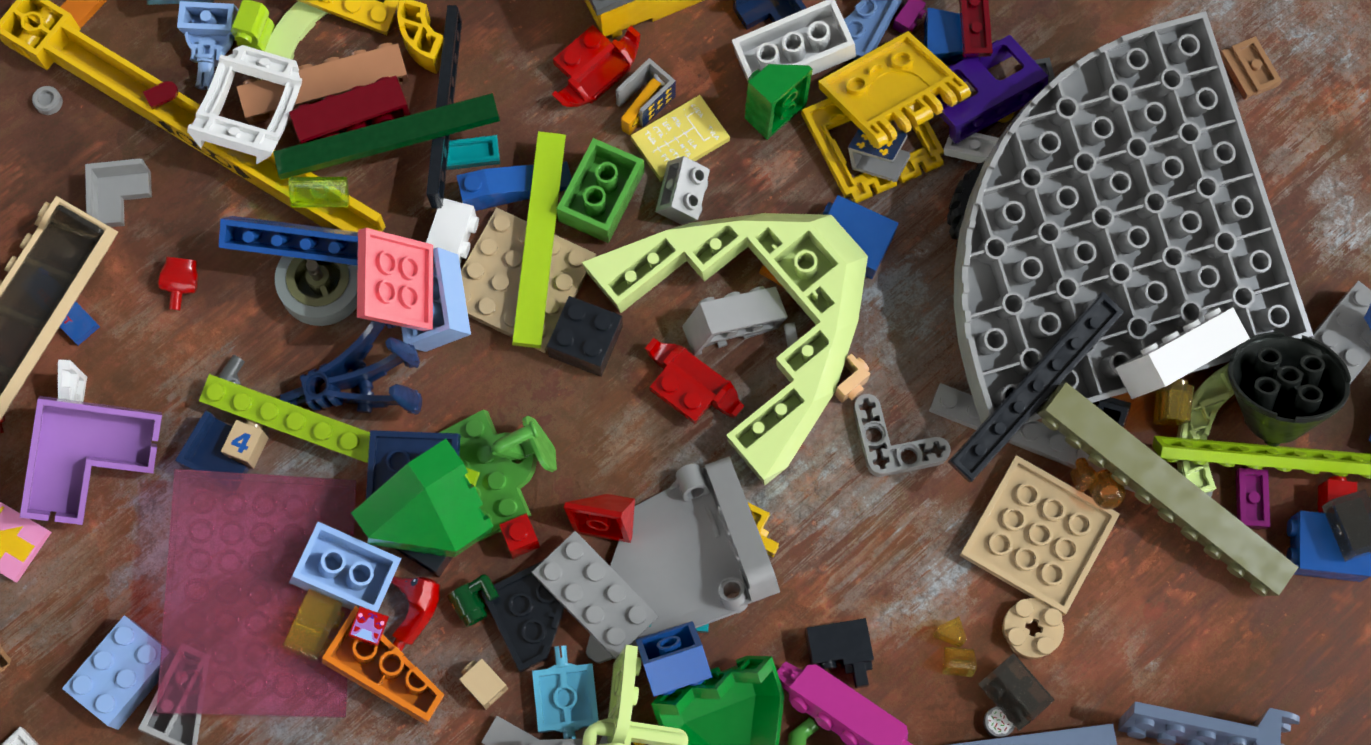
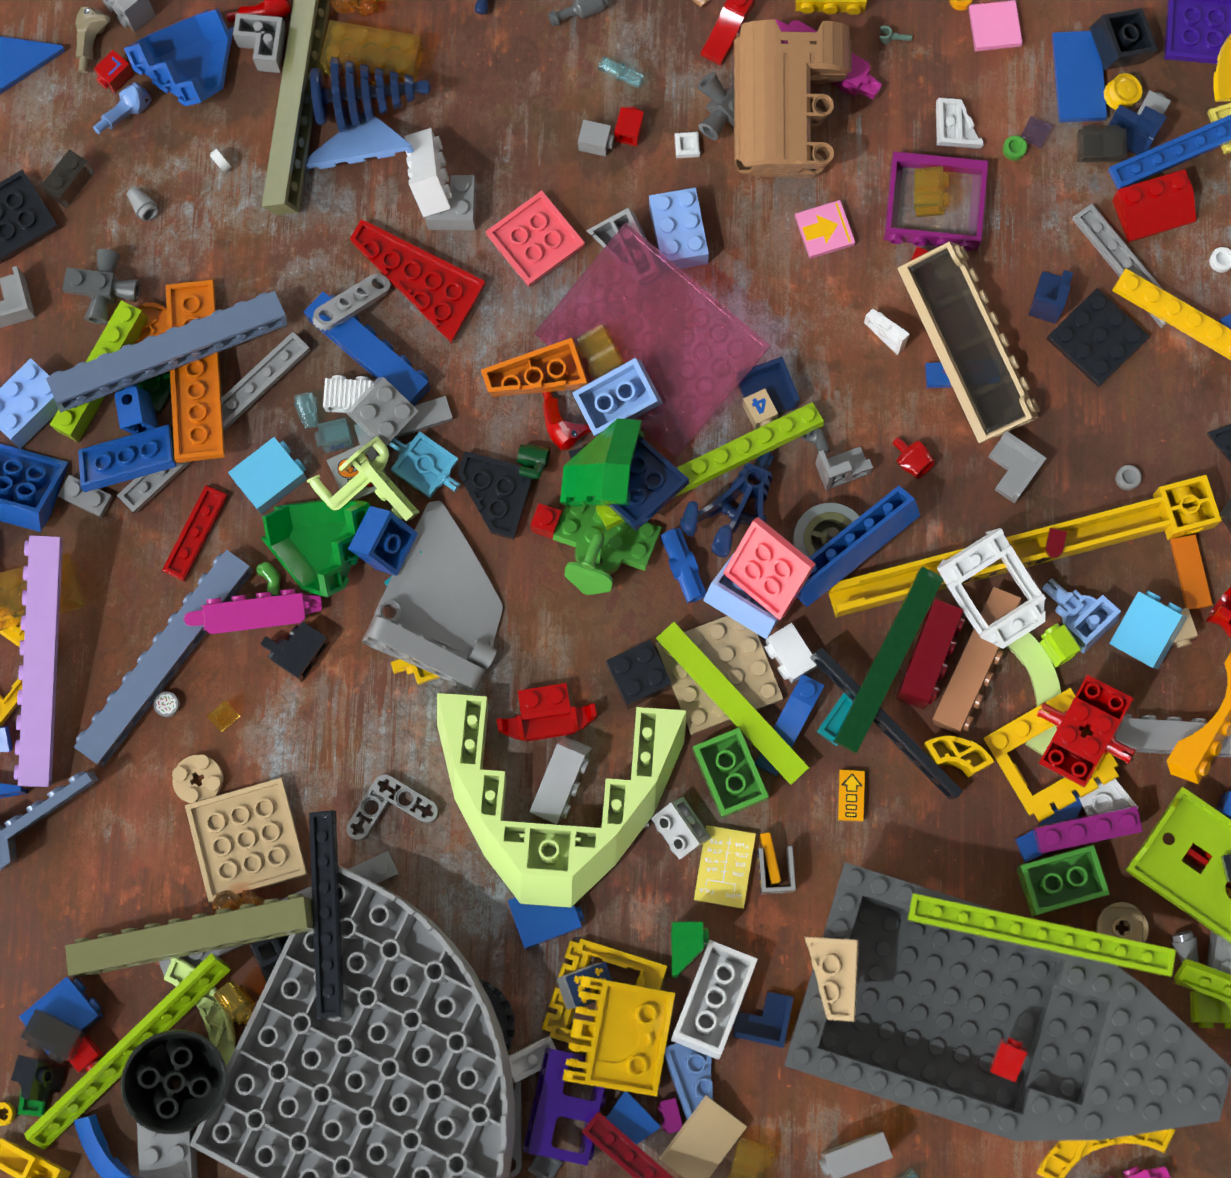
camera: 140 degrees right, 5 degrees up
(71, 440) = (845, 312): medium lavender piece -> none
(240, 328) = (842, 467): none -> light grey panel
(318, 191) = (886, 581): clear neon green plate -> none
(368, 626) = (565, 378): tile -> none
(452, 385) = (683, 565): none -> blue piece
(483, 683) = (478, 425): tan brick -> none
(529, 92) = (851, 795): none -> light orange tile
(594, 65) = (828, 852): red plate -> none
(595, 594) = (467, 533): light grey plate -> none
(602, 516) = (509, 581): red slope -> none
(790, 333) = (516, 806): light grey tile -> none
(852, 386) = (448, 814): light nougat bracket -> none
(951, 632) = (242, 724): clear yellow slope -> none
(1016, 692) = (171, 727): clear smoke brick -> none
(1182, 352) = (254, 1031): white wedge -> none
(1253, 497) = (134, 996): magenta plate -> none

